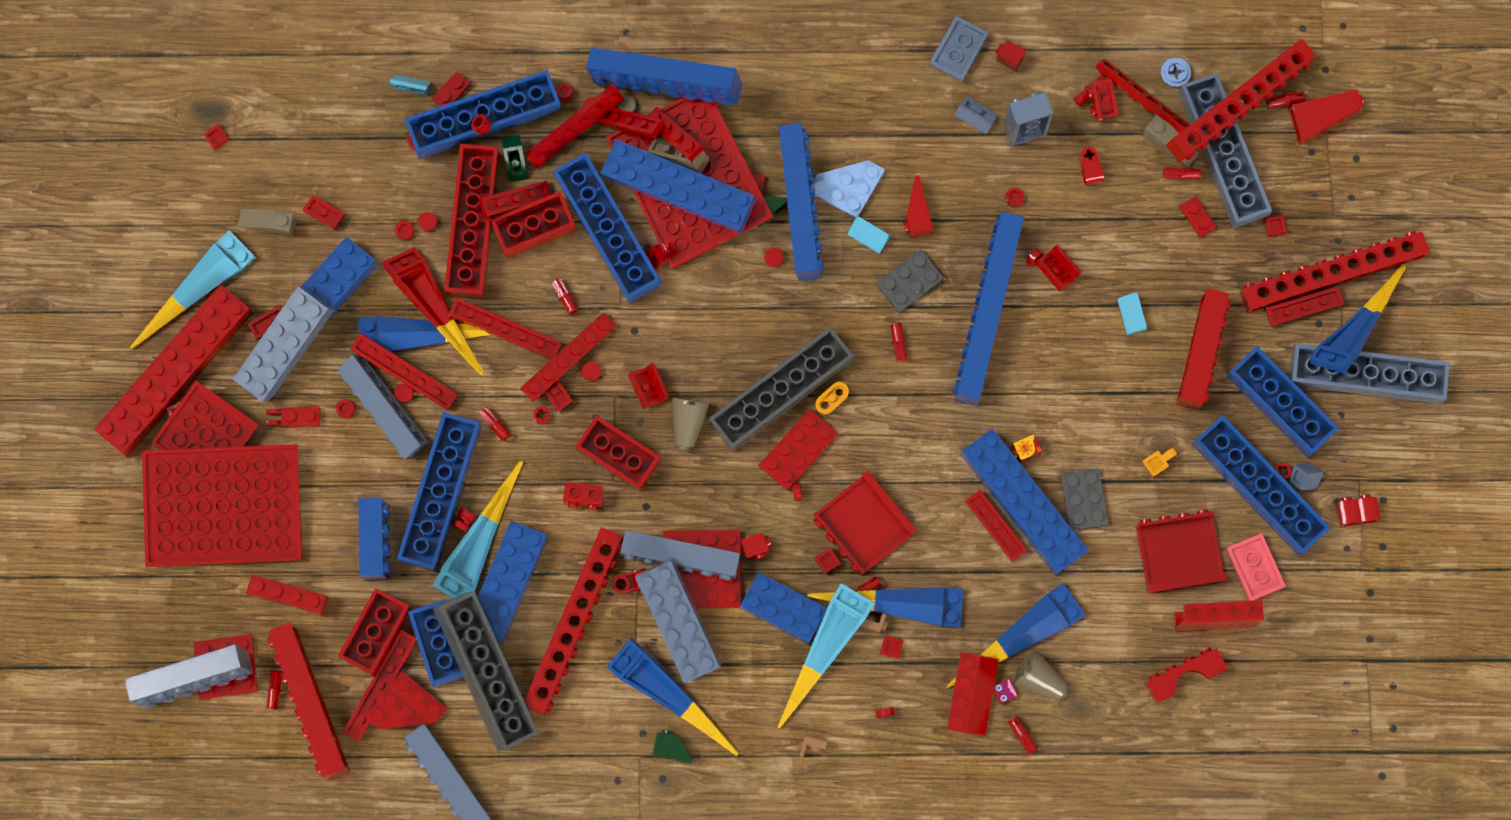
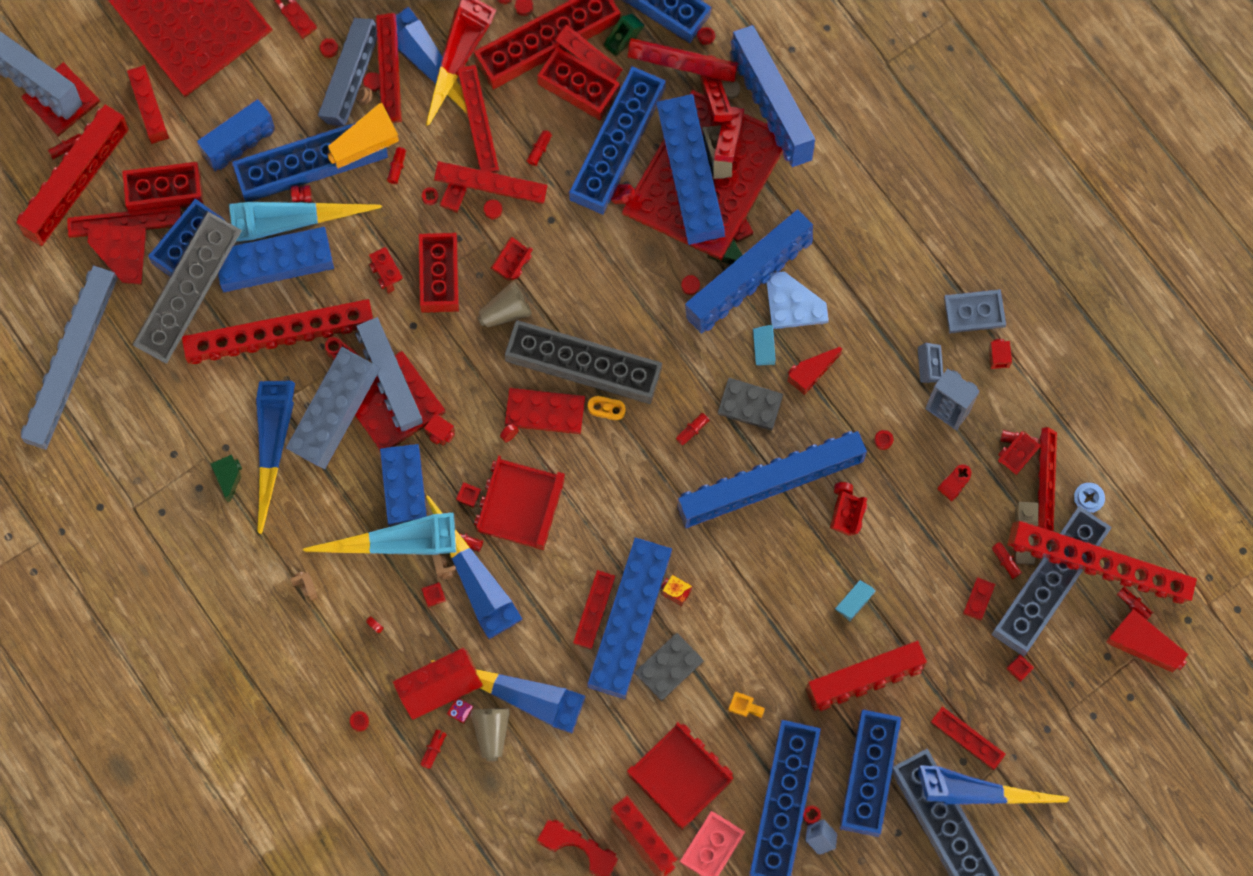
camera: 50 degrees right, 5 degrees down
(412, 408) = (364, 95): none -> medium nougat plate
(459, 430) = (363, 138): none -> light orange slope
(956, 779) = (359, 721): none -> red tile
(1415, 241) = (1019, 753): red brick -> none

